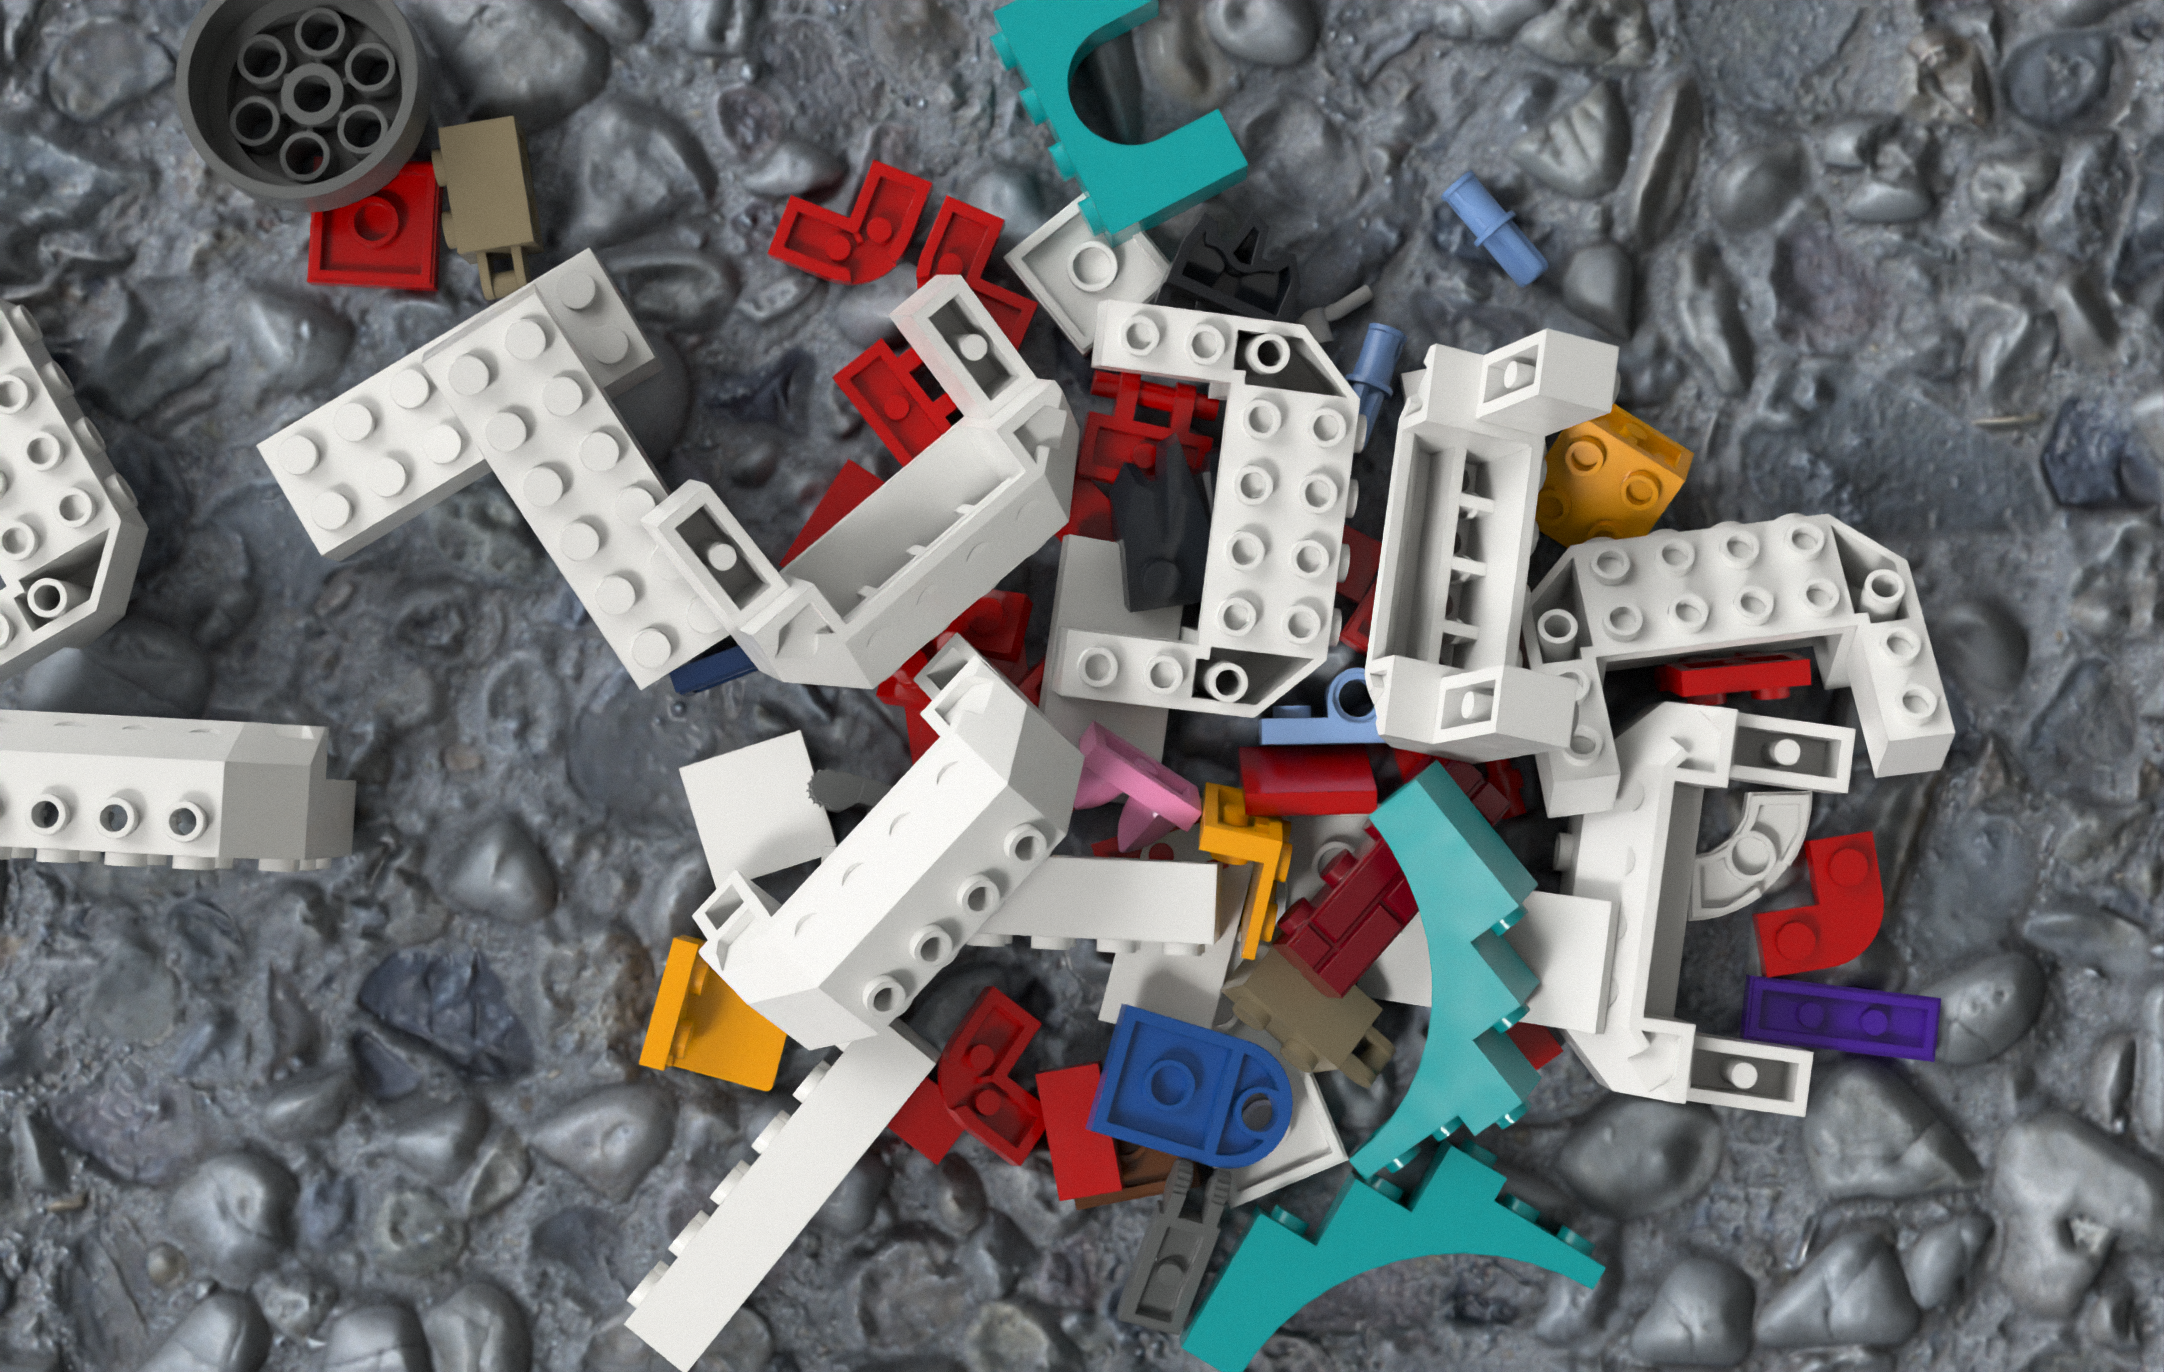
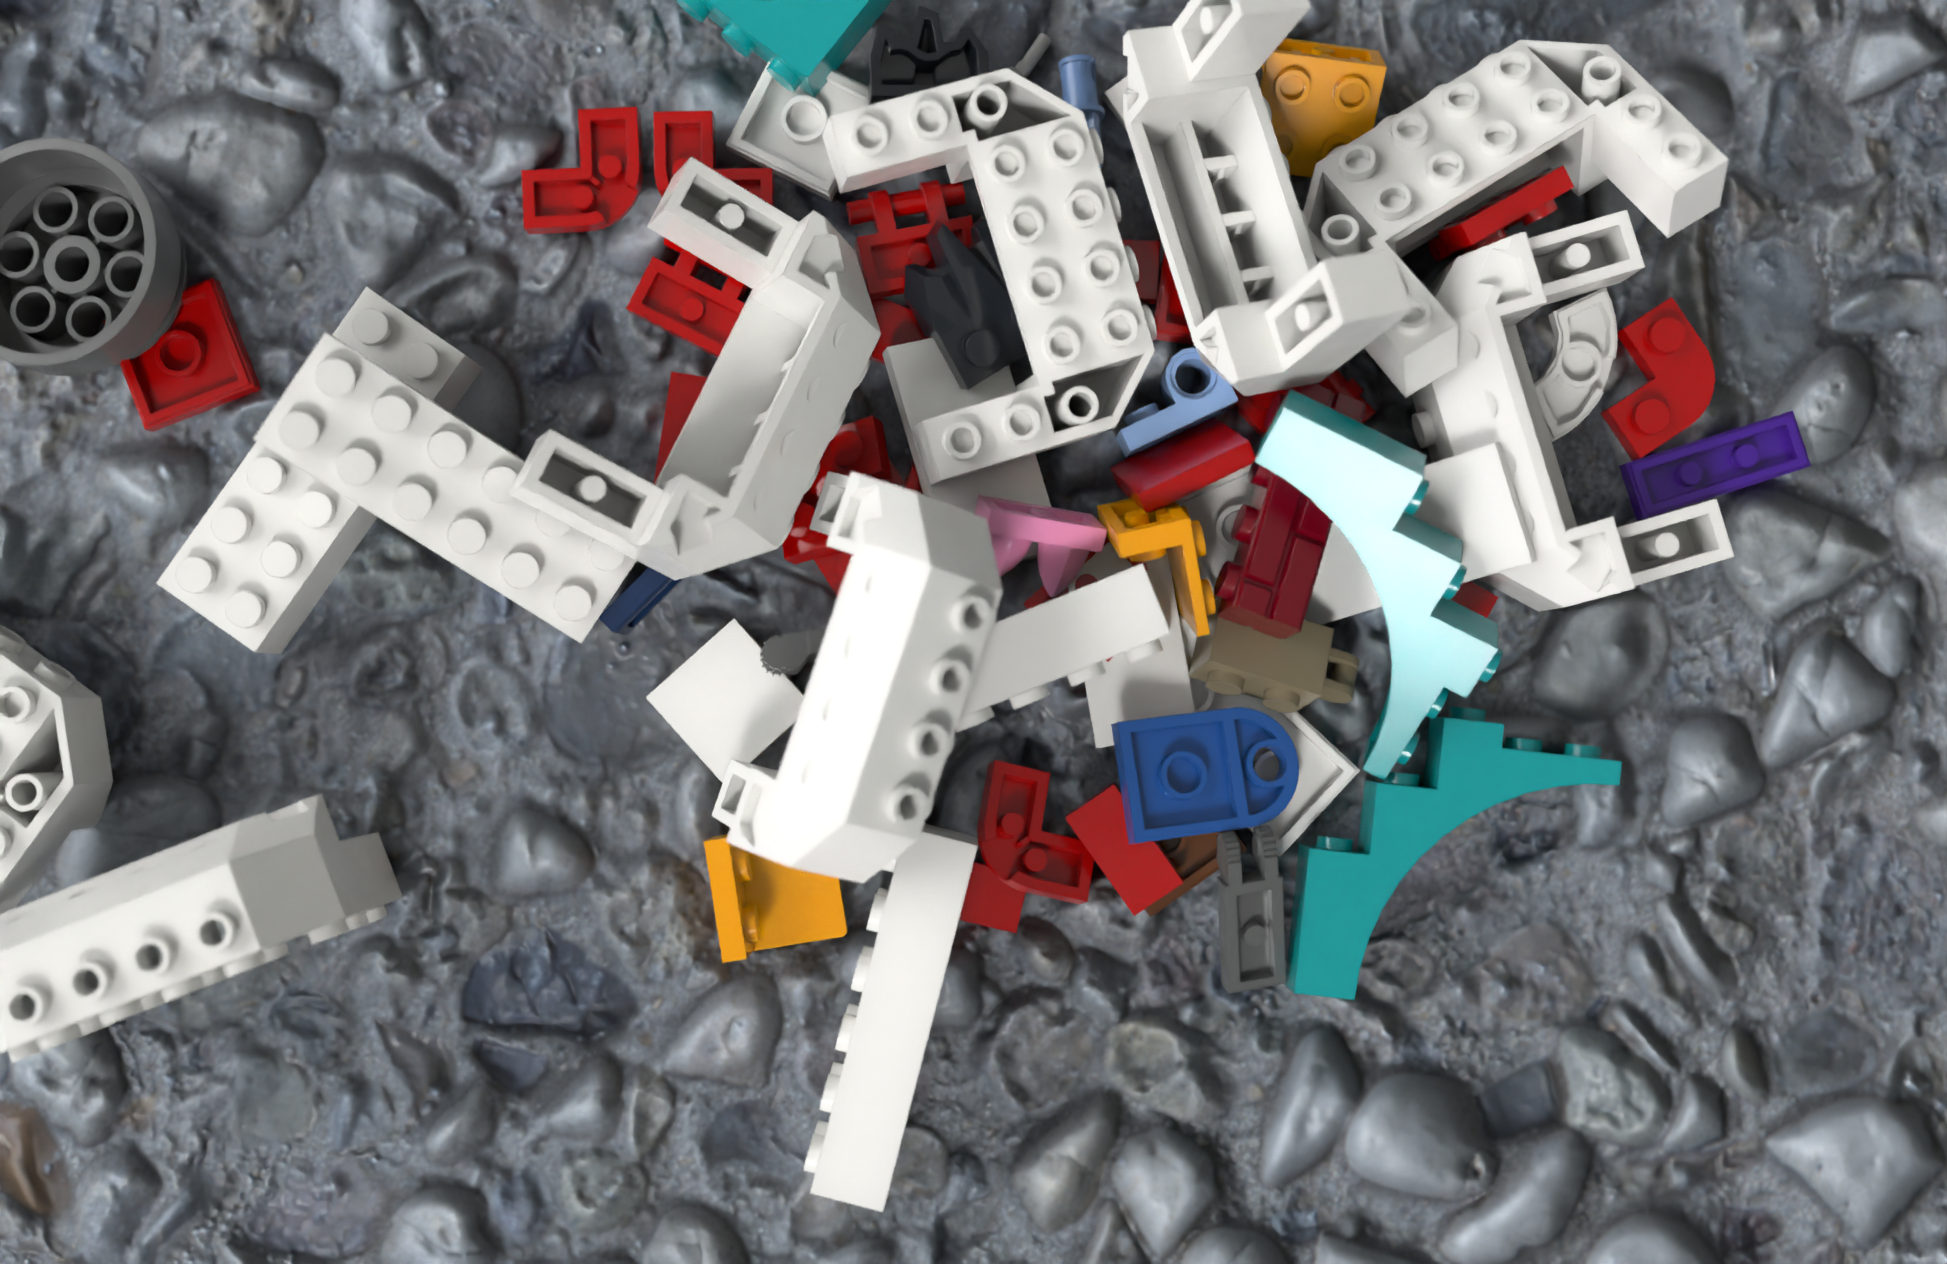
camera: 30 degrees left, 0 degrees up
(489, 199) = (265, 285): dark tan brick -> none

